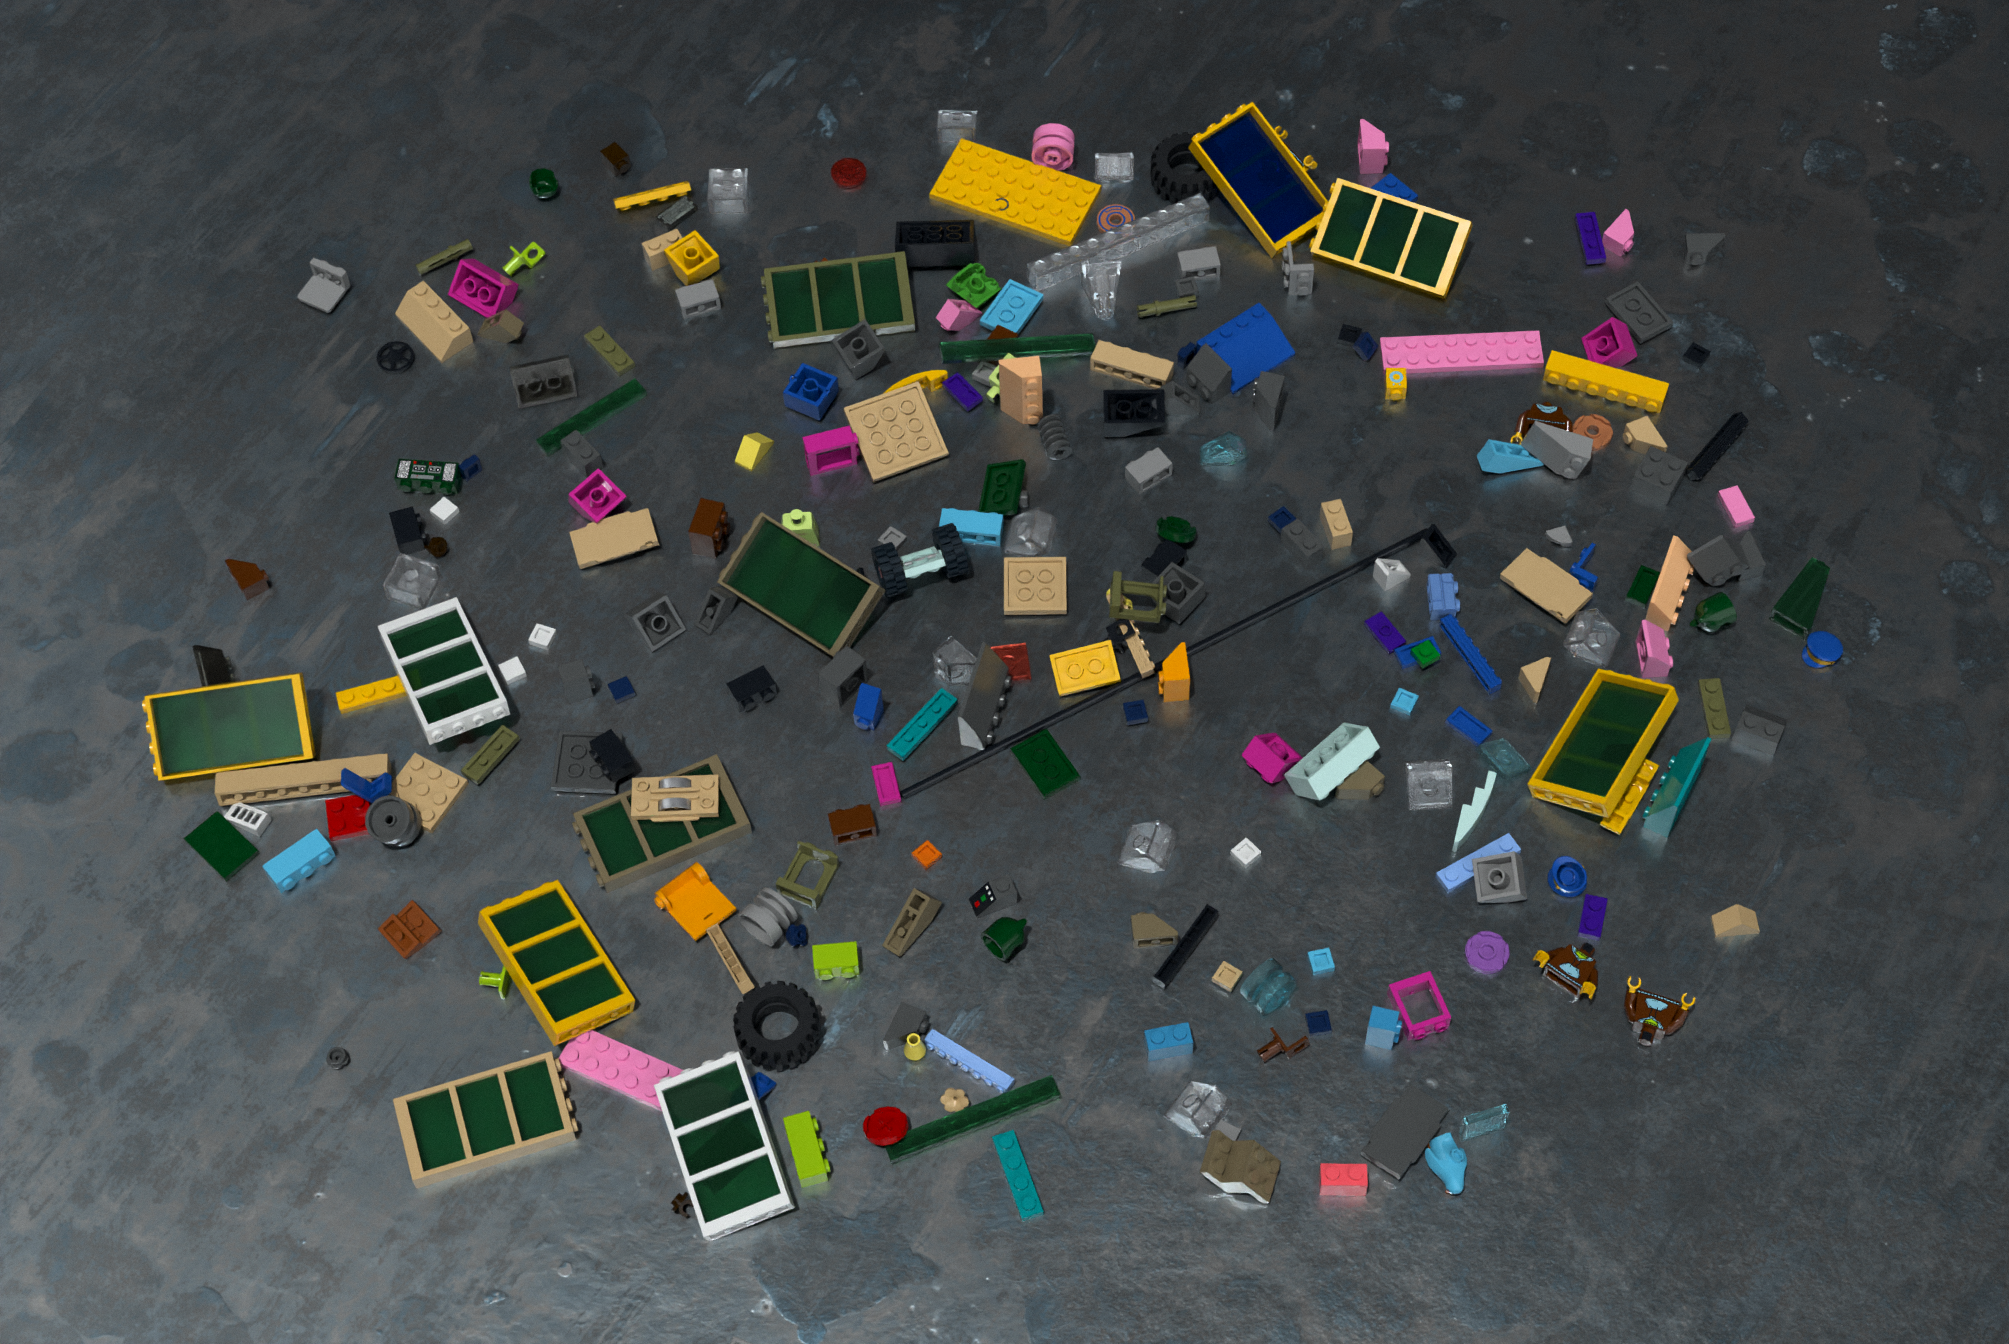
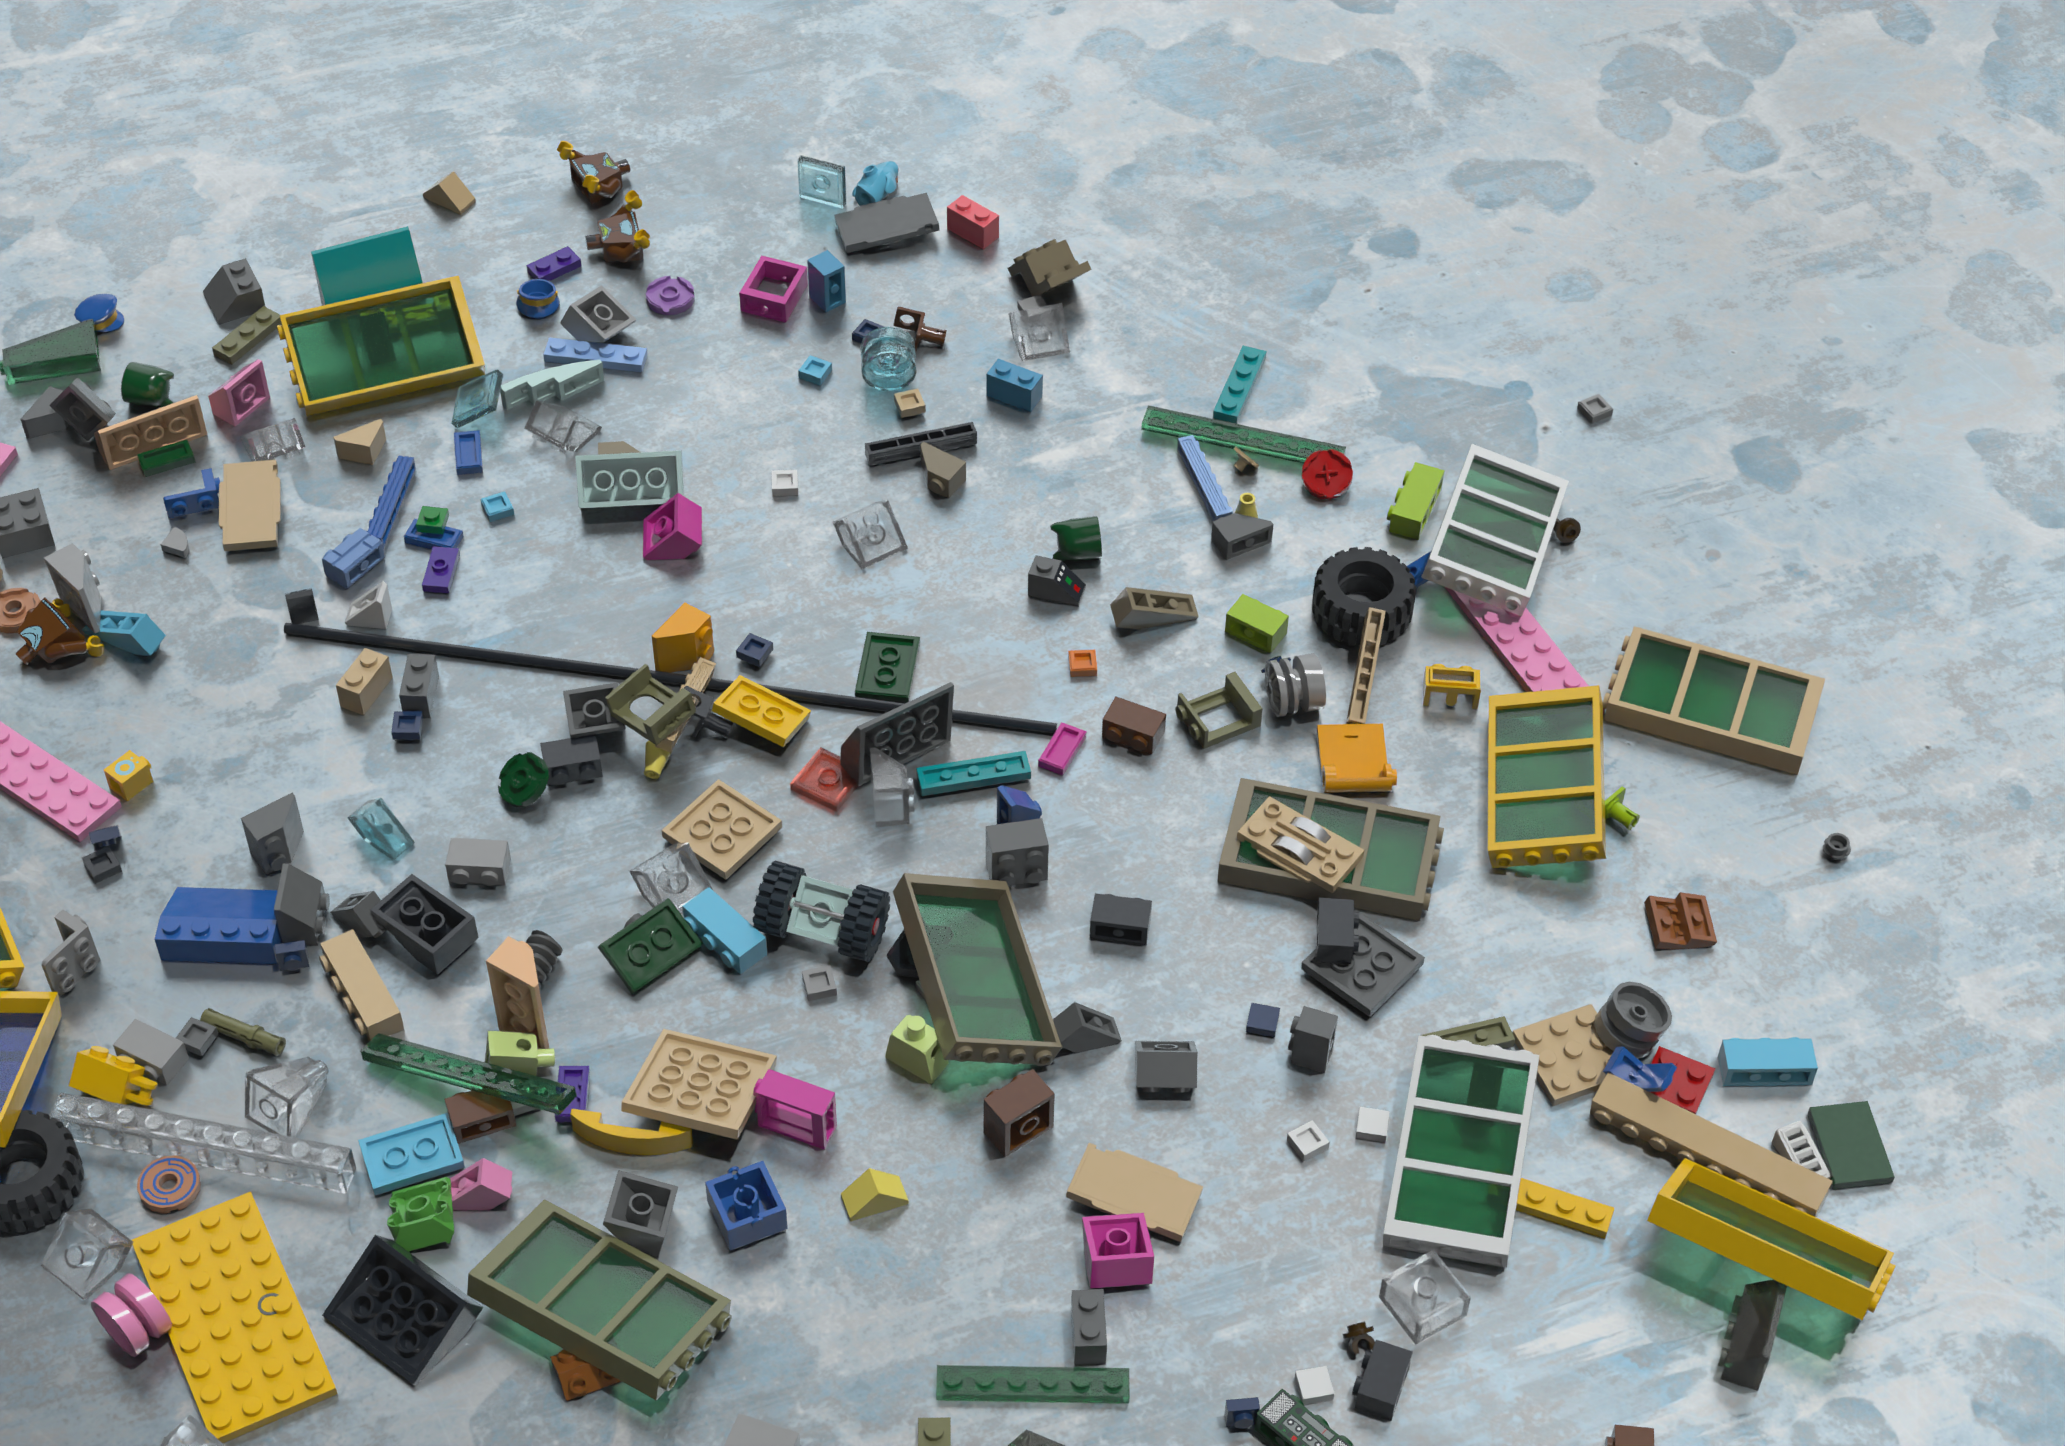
camera: 145 degrees left, 10 degrees down
(669, 1002) = (1452, 682): none -> yellow window
(1197, 235) = (111, 1077): none -> yellow brick

